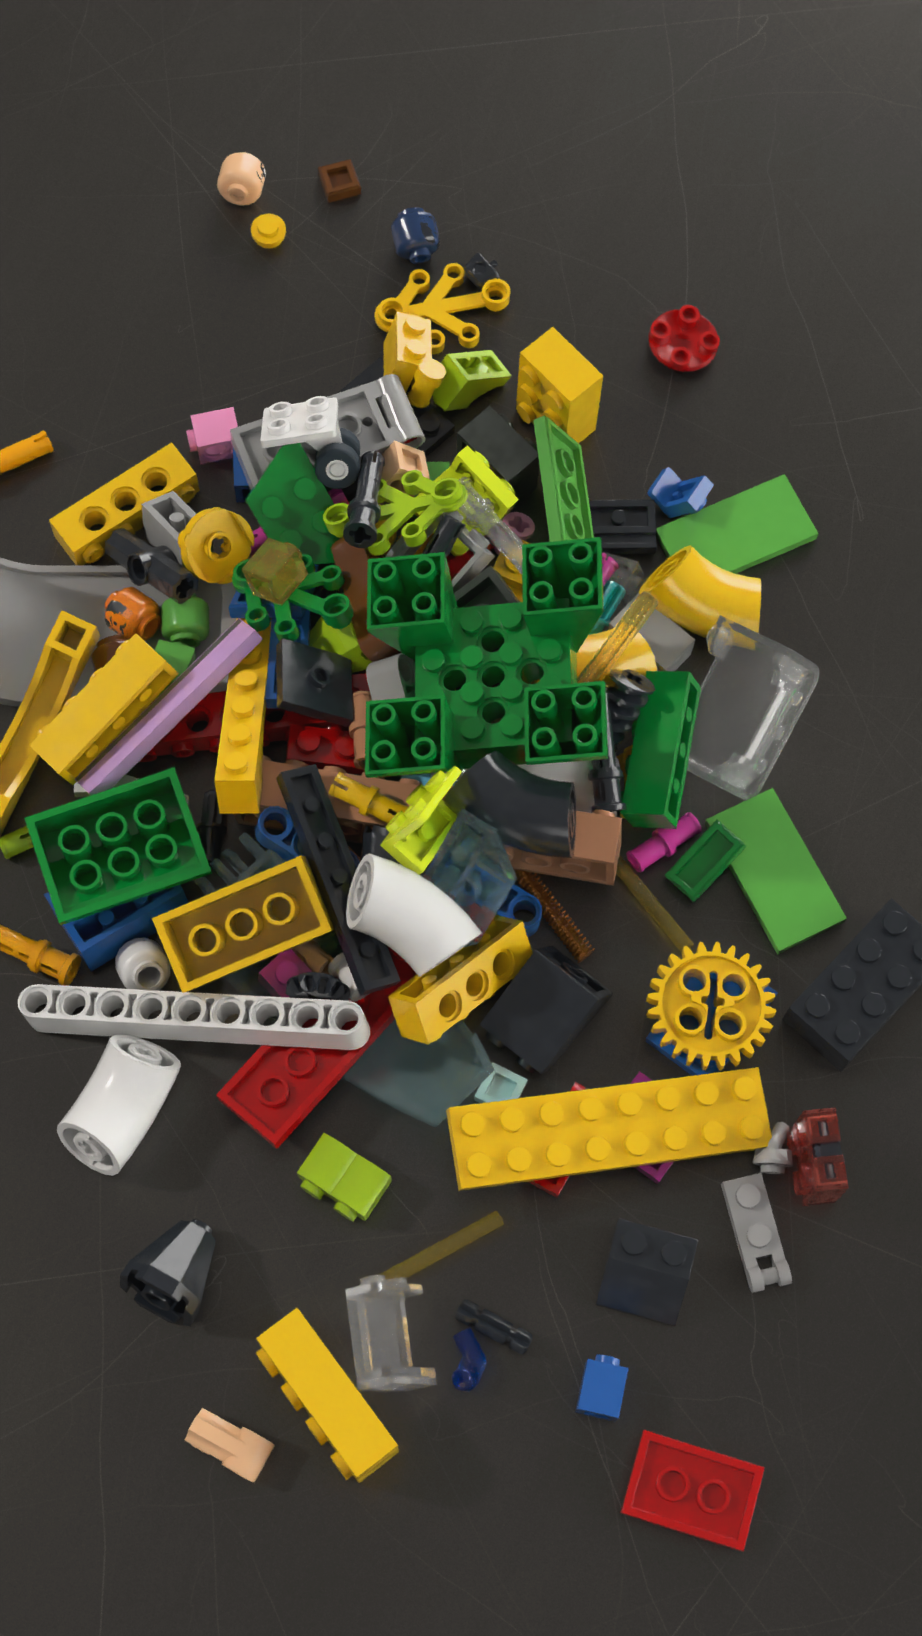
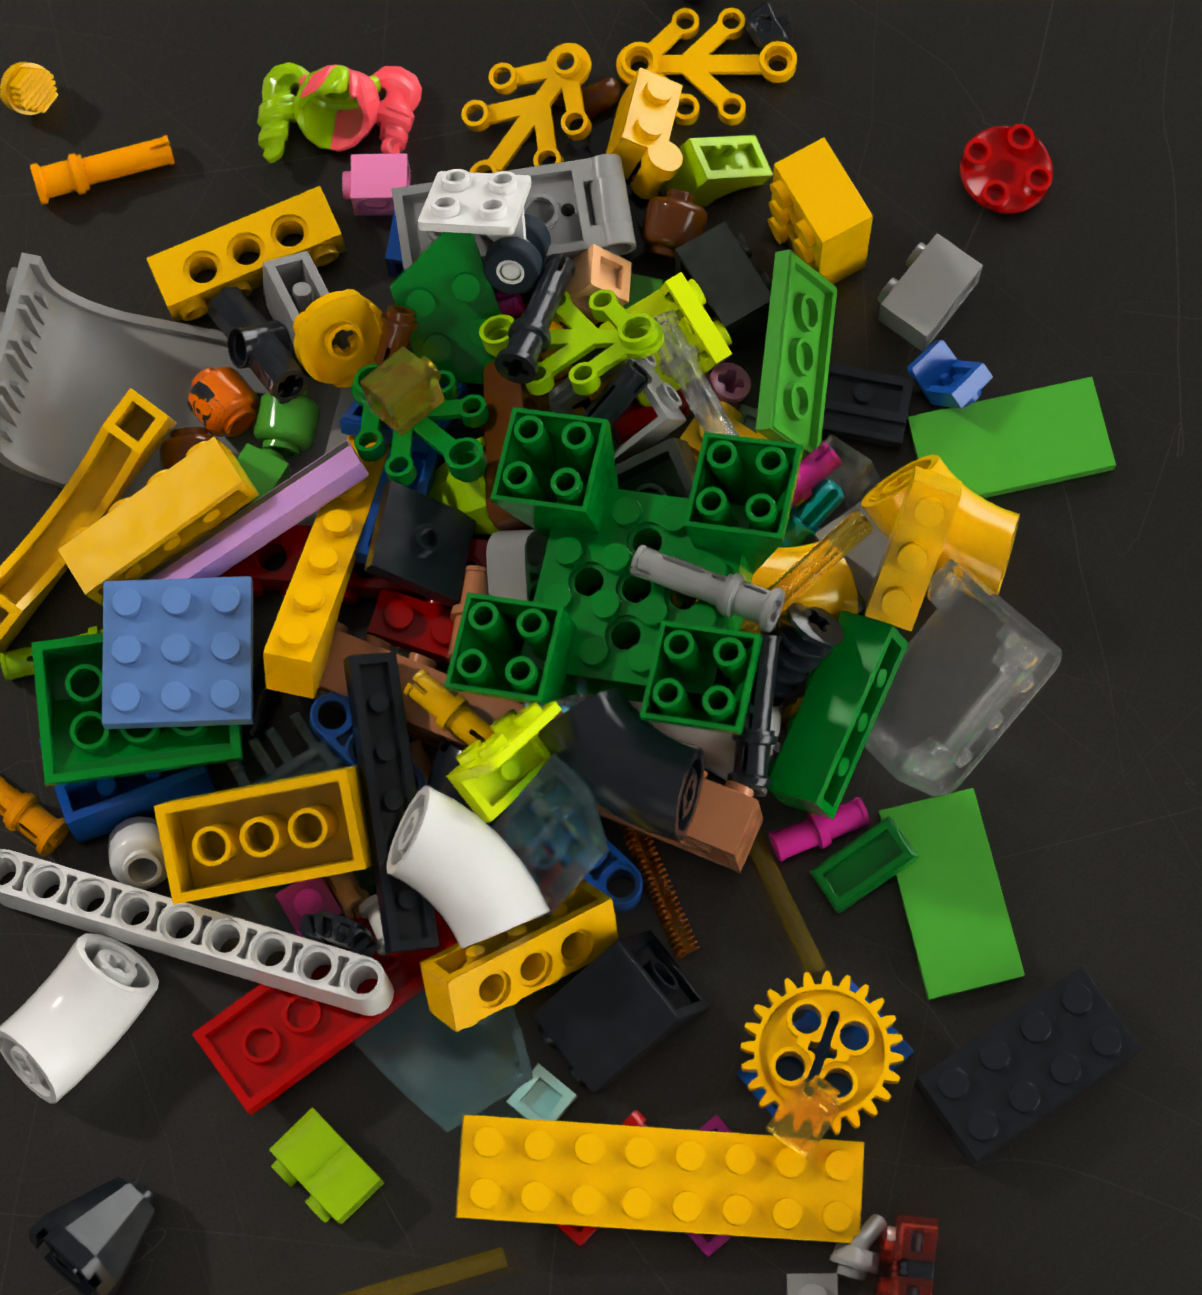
camera: 20 degrees right, 5 degrees up
(143, 801) = (177, 652): none -> medium blue plate
(169, 385) = (337, 107): none -> hair
(258, 531) = (396, 331): none -> reddish brown pin
(323, 359) = (534, 110): none -> yellow plant
(361, 348) = (597, 97): none -> reddish brown arm
(445, 418) = (672, 222): none -> reddish brown head
(569, 661) = (728, 593): none -> light grey pin
(649, 435) = (929, 291): none -> light grey brick
(691, 612) = (913, 548): none -> yellow brick
(714, 1050) = (806, 1114): none -> clear yellow brick

